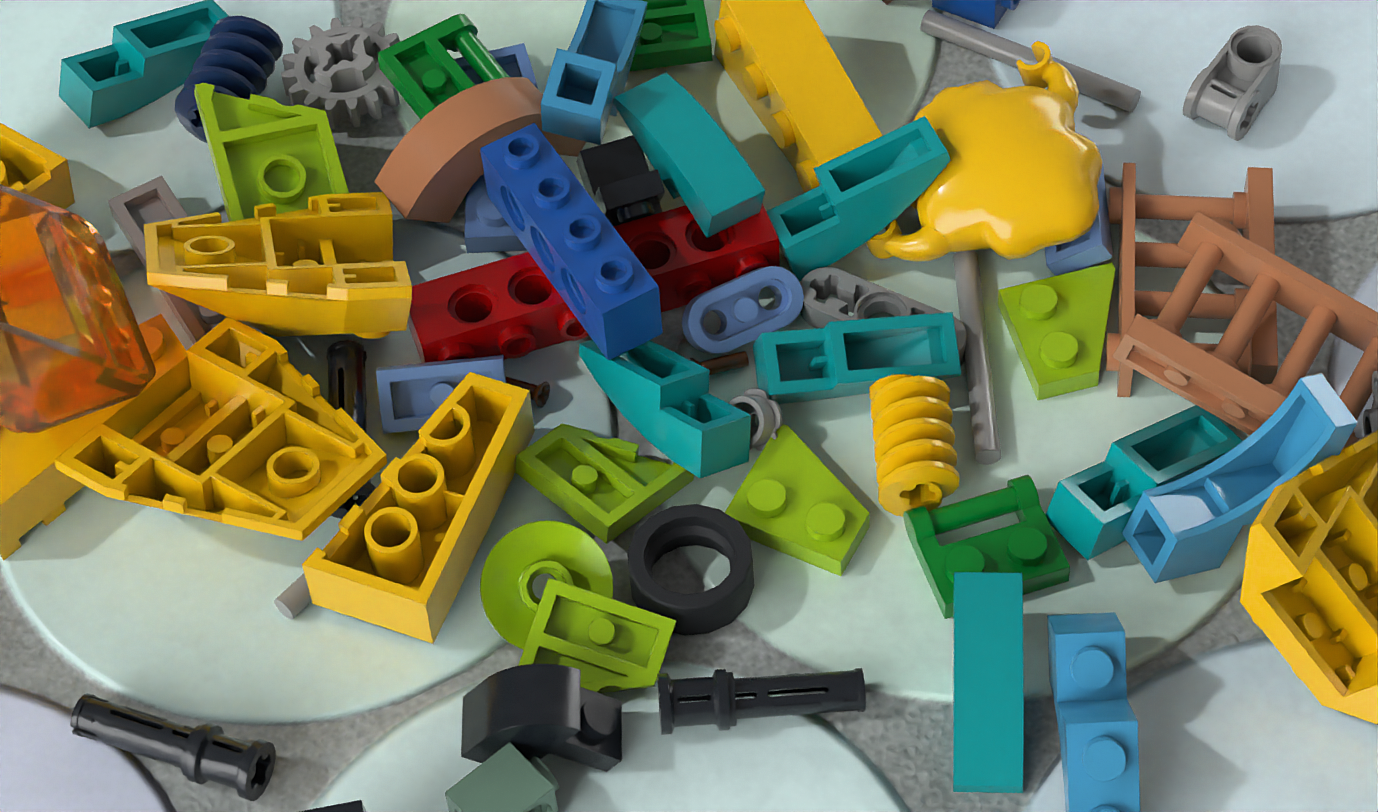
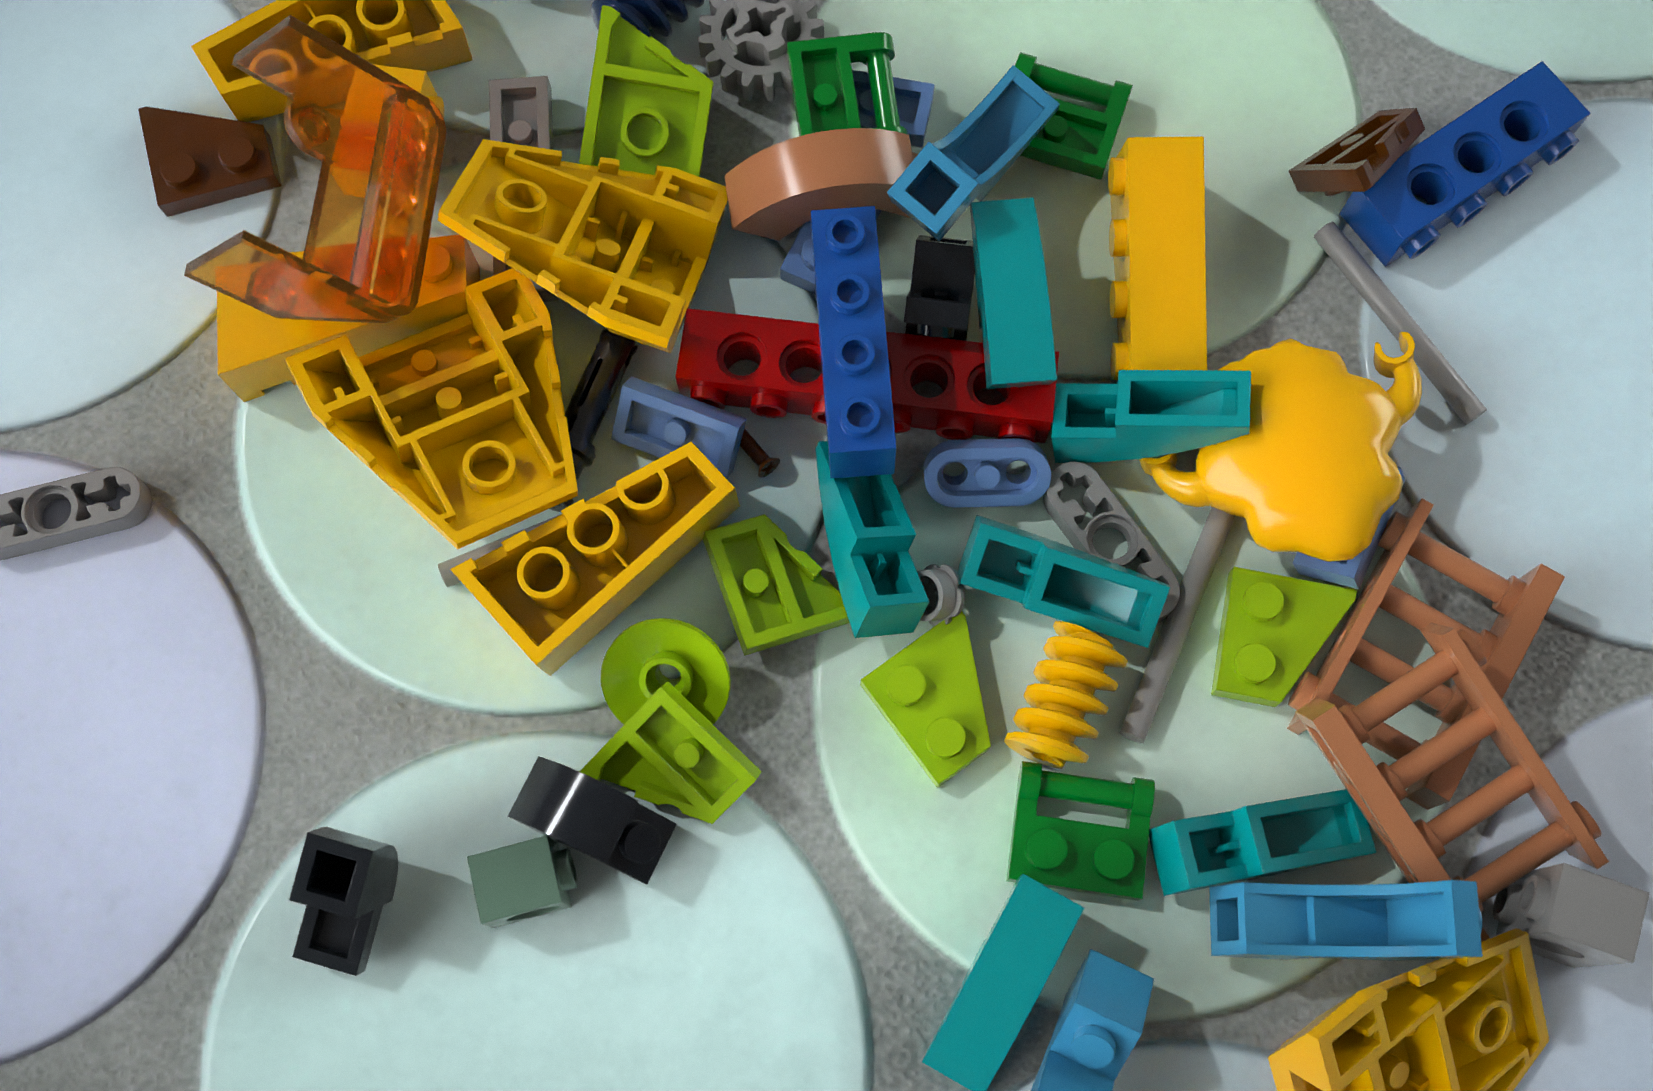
camera: 25 degrees right, 20 degrees up
(199, 751) = (296, 694): black pin -> none
(690, 527) = (783, 677): black tyre -> none
(719, 704) = (764, 873): black pin -> none
(725, 363) = (939, 513): reddish brown piece -> none
(1237, 81) = (1580, 456): light grey piece -> none

